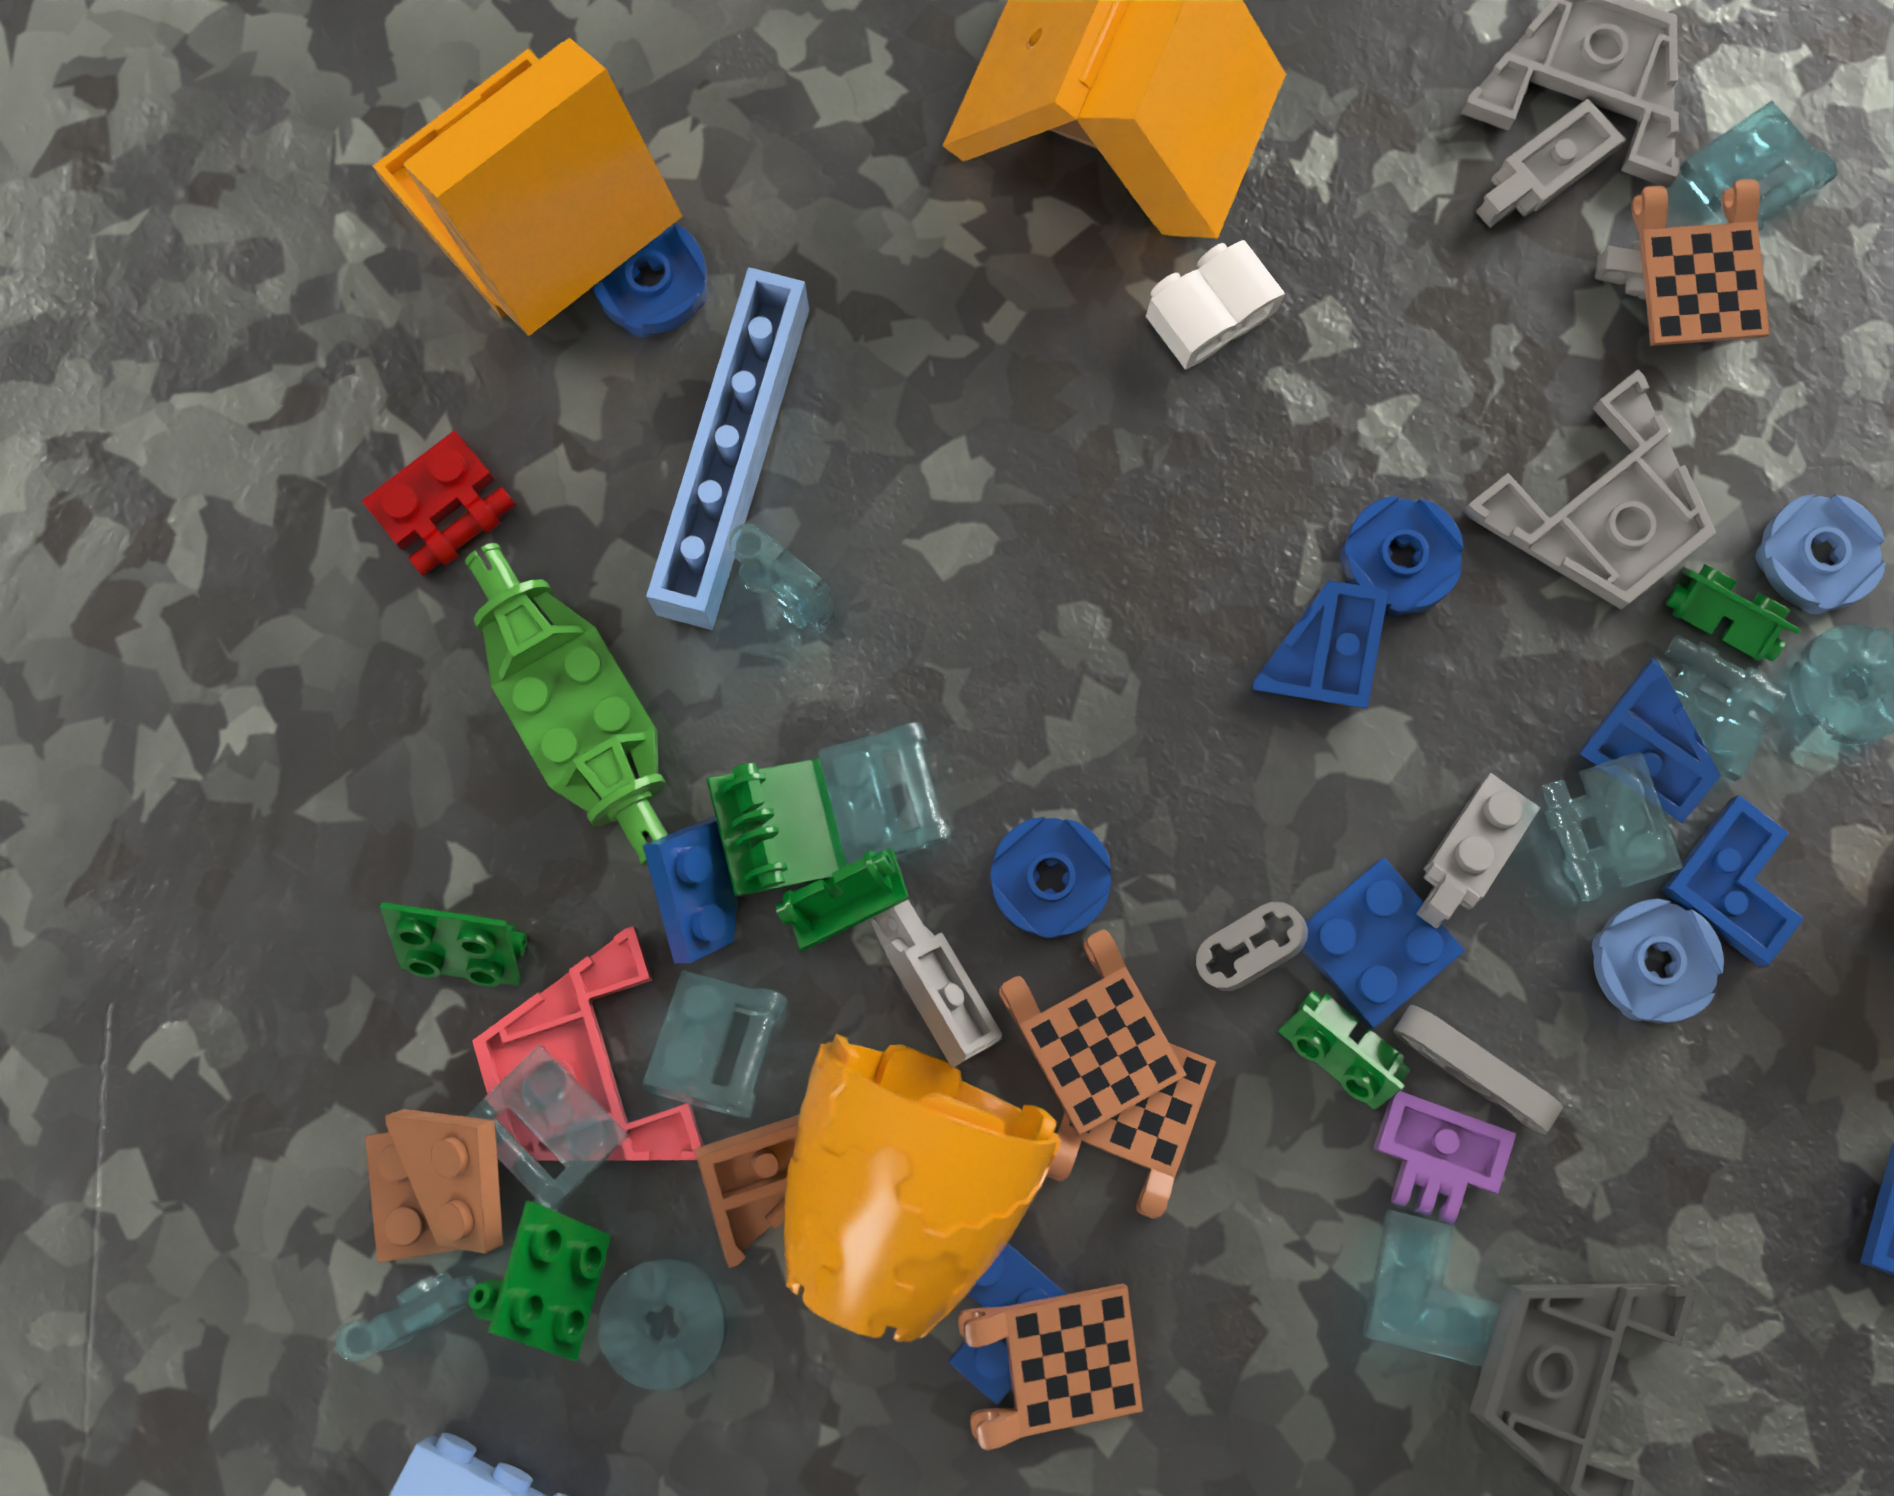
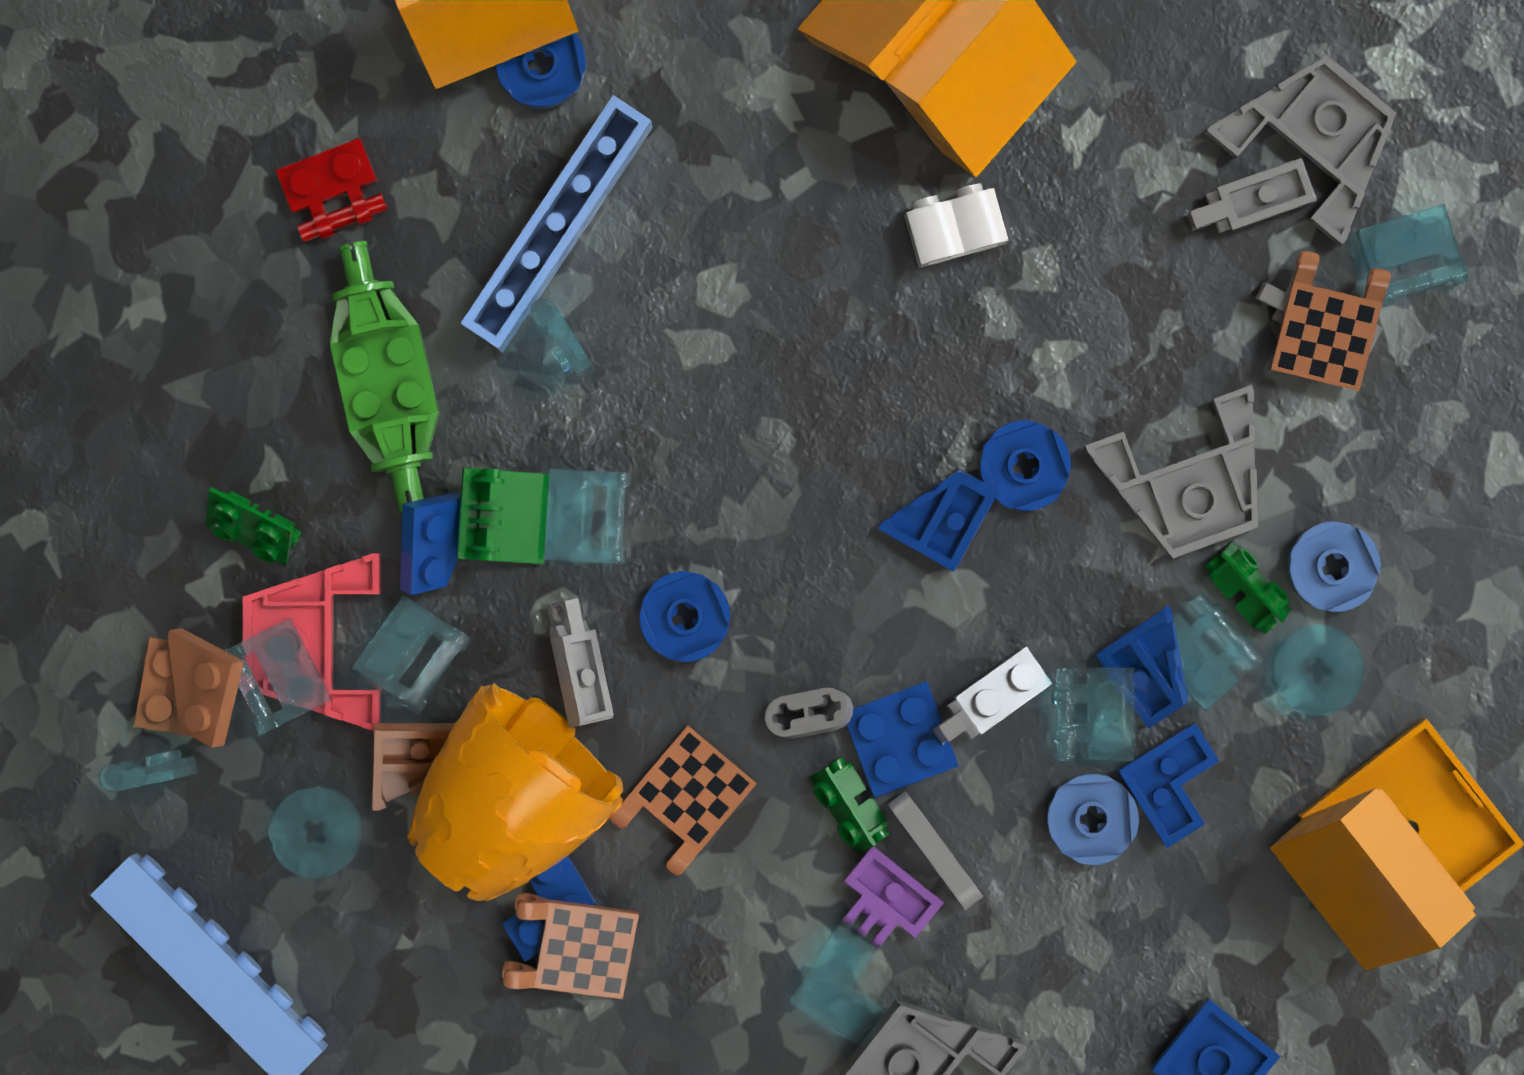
camera: 20 degrees right, 10 degrees up
(546, 1283) = (247, 781): green hinge -> none
(844, 899) = (533, 584): green hinge -> none
(1099, 1044) = (677, 745): nougat flag -> none

